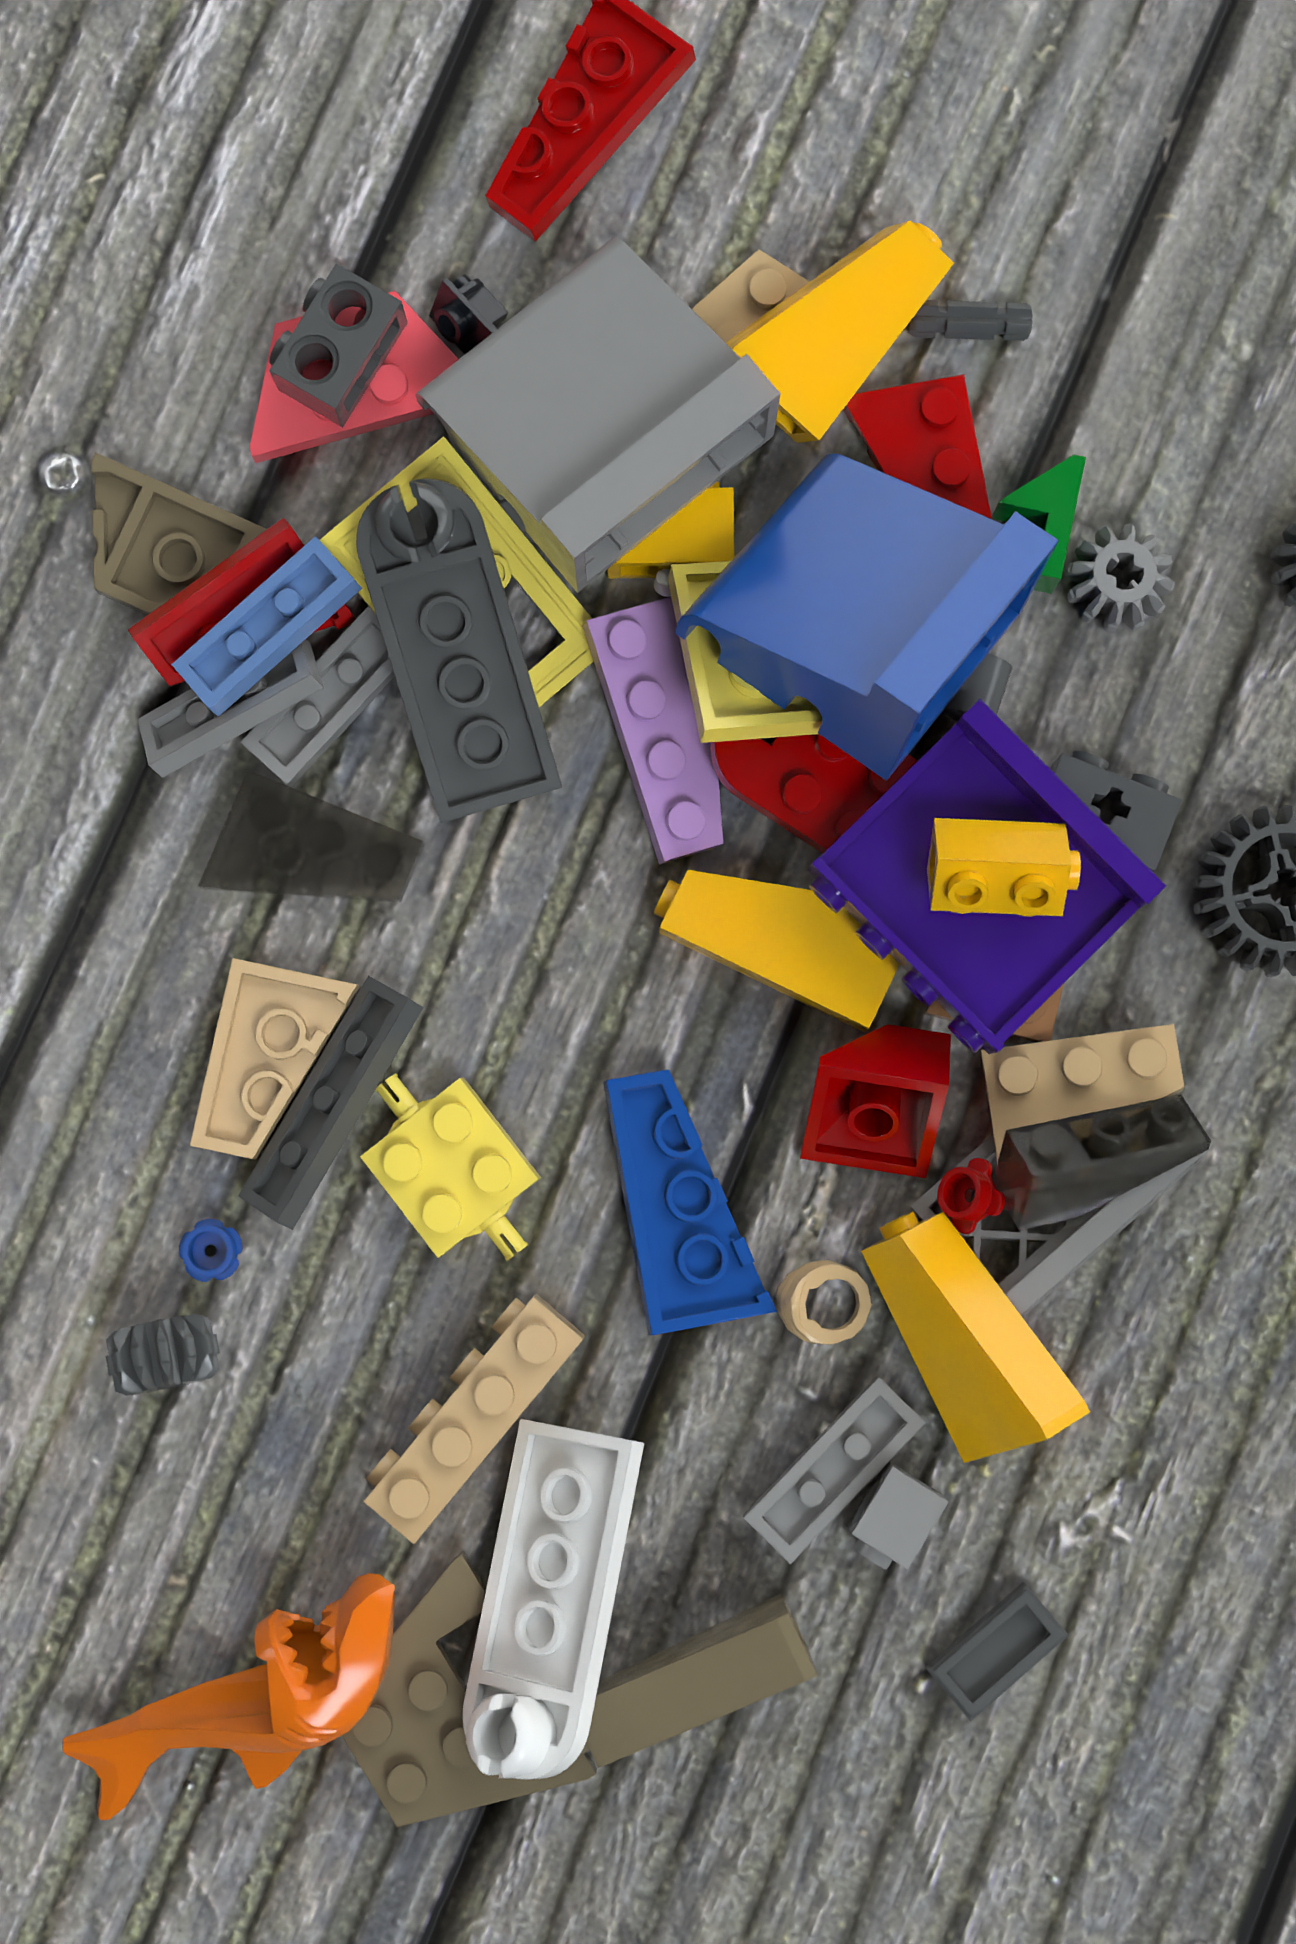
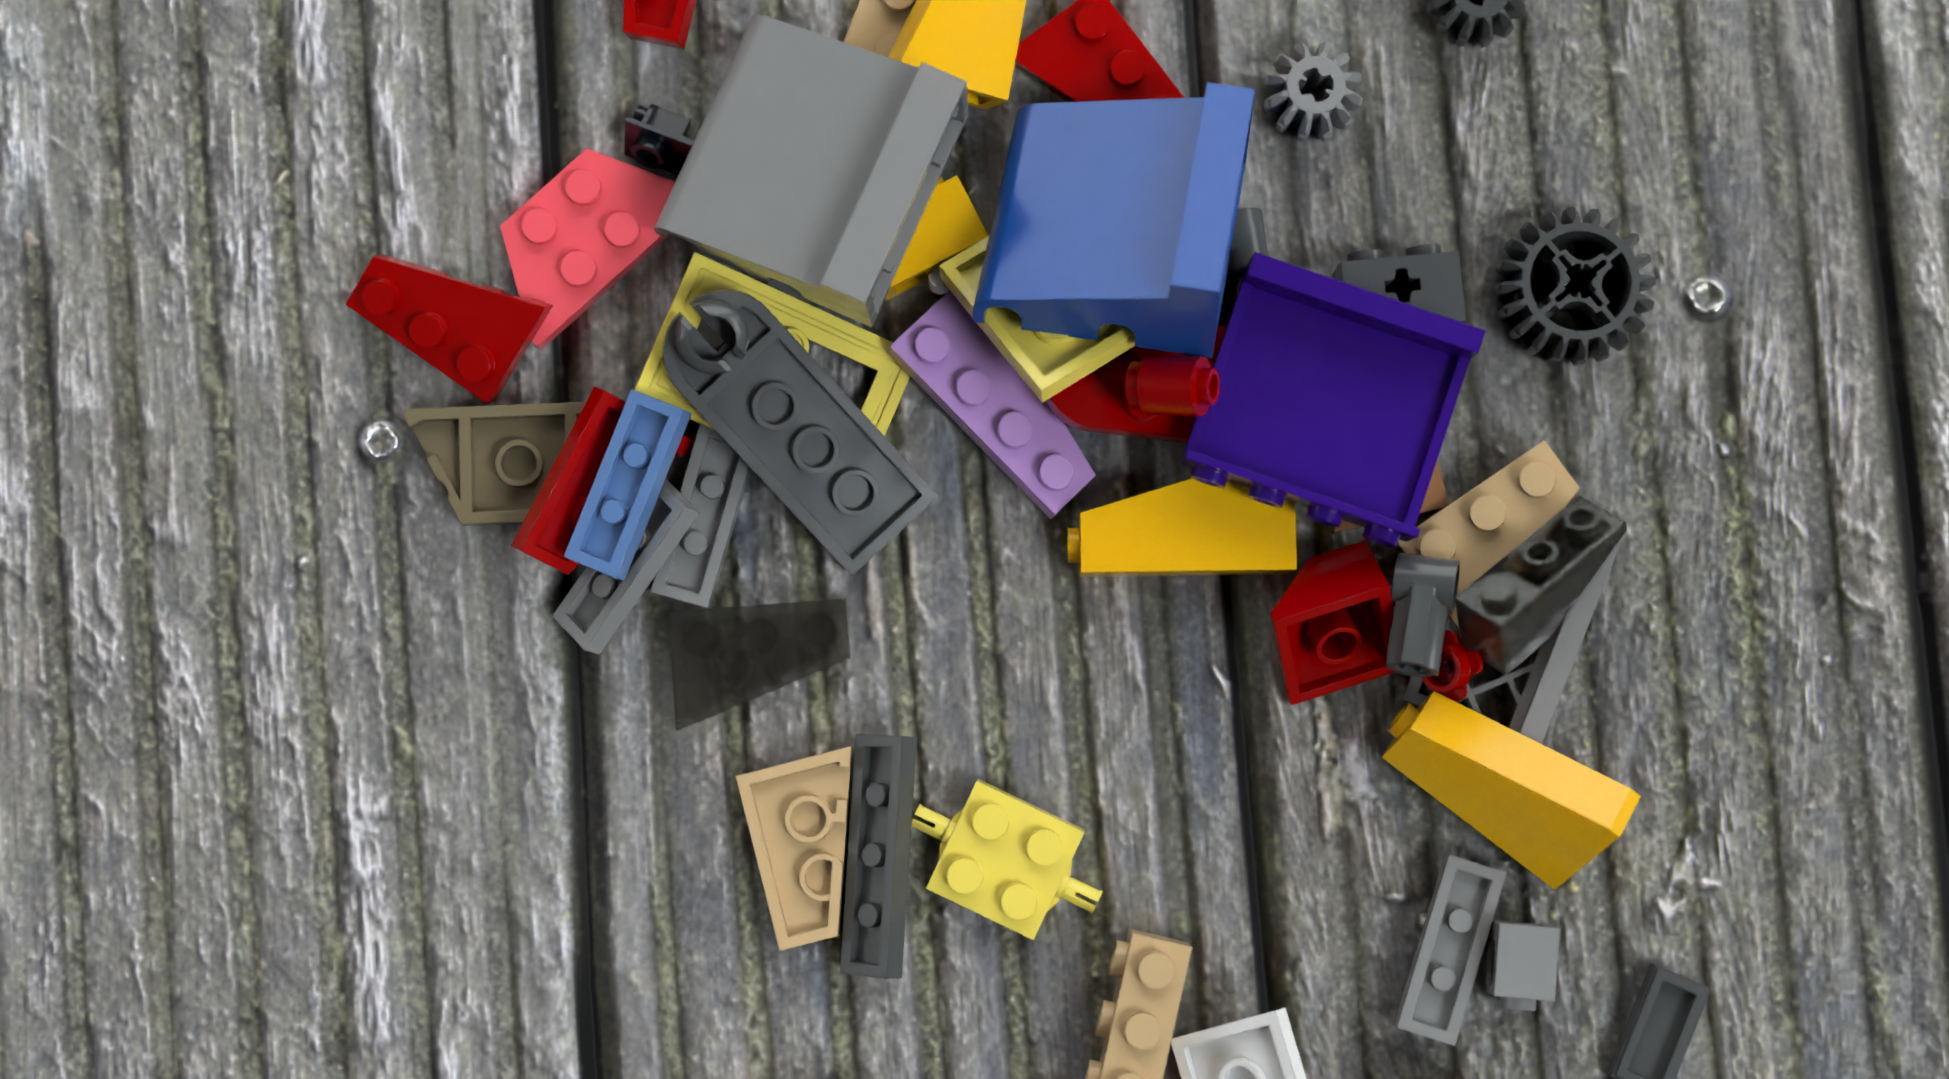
camera: 25 degrees left, 0 degrees up
(181, 393) = (453, 324): none -> red wing
(193, 1248) = (824, 1034): blue plate -> none
(353, 350) = (581, 217): dark grey brick -> none
(681, 1231) = (1223, 814): blue wing -> none
(792, 1296) = (1342, 817): tan piece -> none
(835, 788) = (1172, 385): none -> red brick
(973, 1120) = (1422, 599): none -> dark grey piece
(1001, 867) = (1341, 382): yellow brick -> none
(1051, 505) = (1227, 61): green slope -> none

